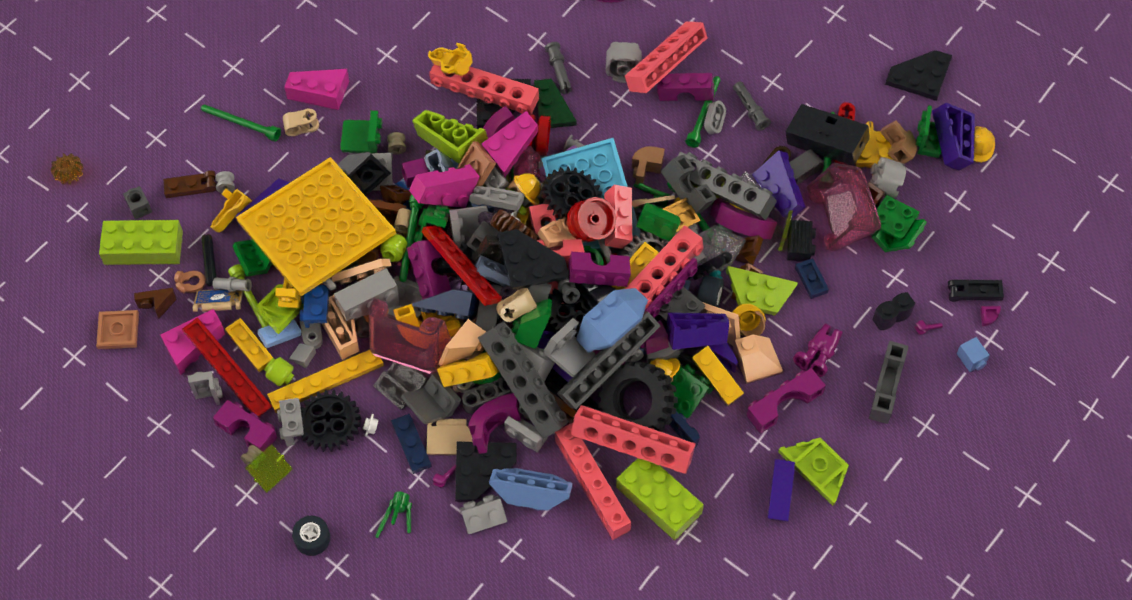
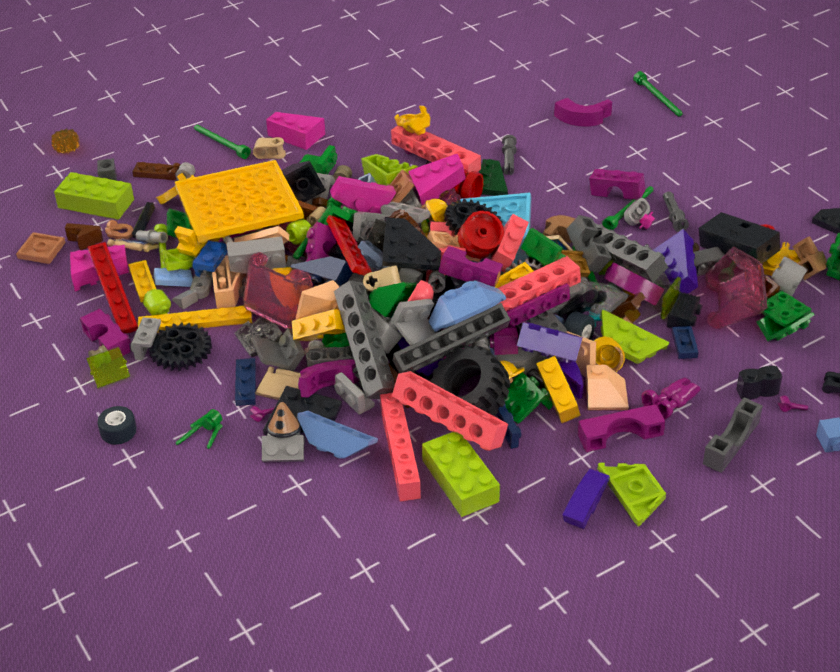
camera: 20 degrees right, 20 degrees down
(205, 385) = (86, 294): light grey bracket -> none
(370, 425) = (215, 358): white plate -> none
(478, 494) = (283, 423): none -> medium nougat hat
(561, 315) = (422, 291): none -> coral cap
(621, 59) = (567, 157): light grey brick -> none
(666, 57) = (606, 158): coral brick -> none
(728, 127) = (646, 221): none -> dark pink plate

